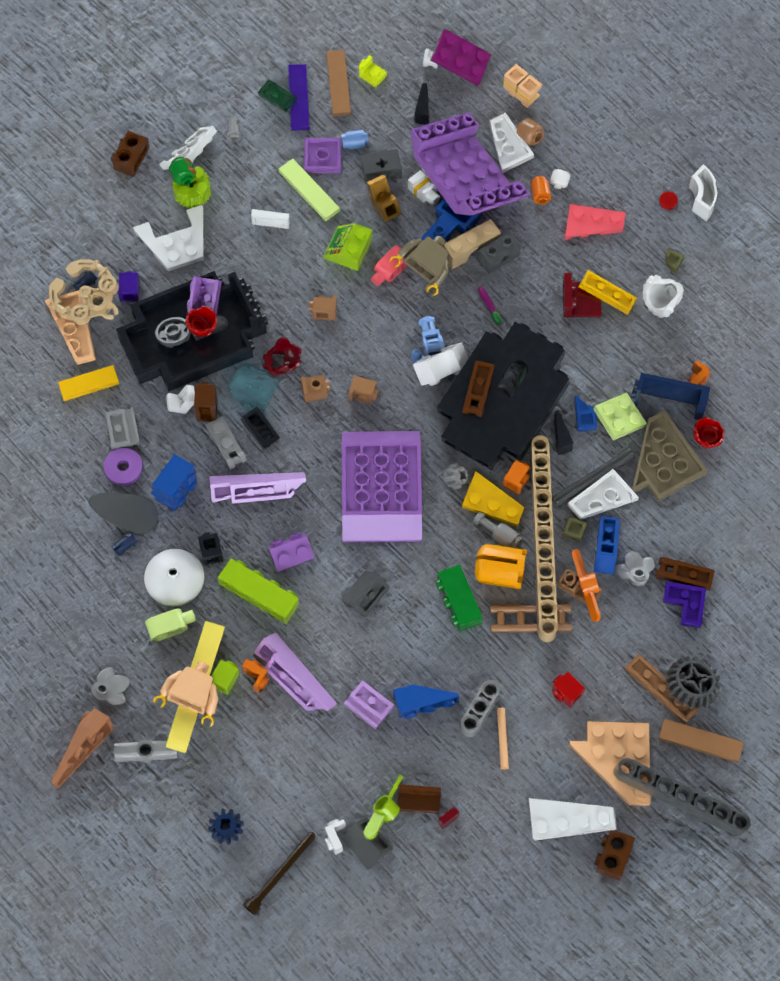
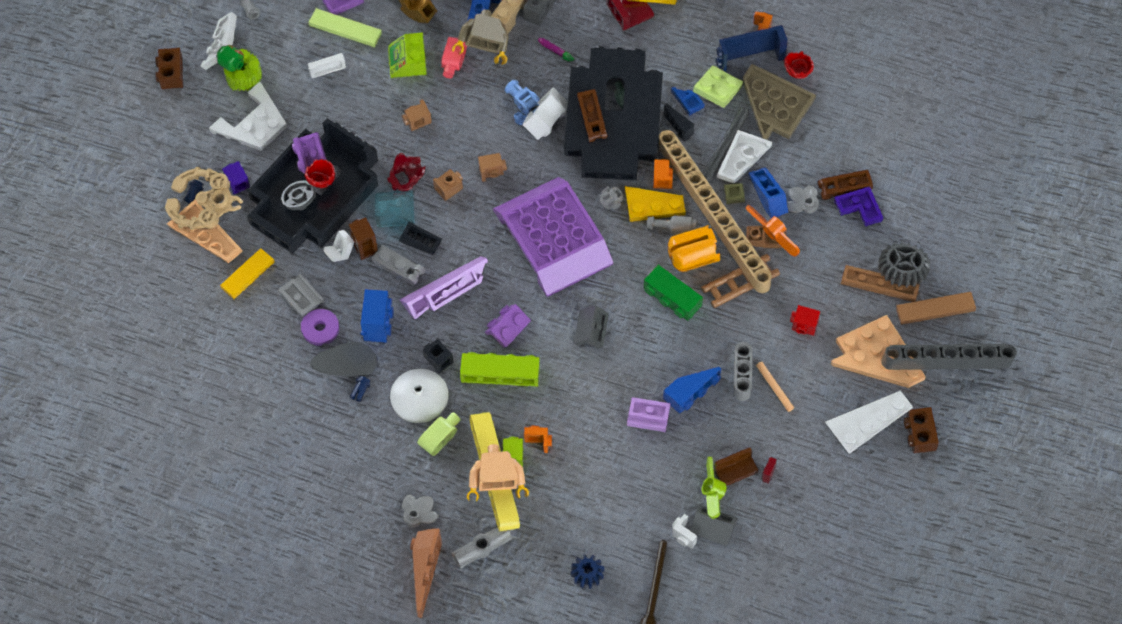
camera: 25 degrees left, 5 degrees down
(292, 674) = (570, 423): lavender wedge -> none

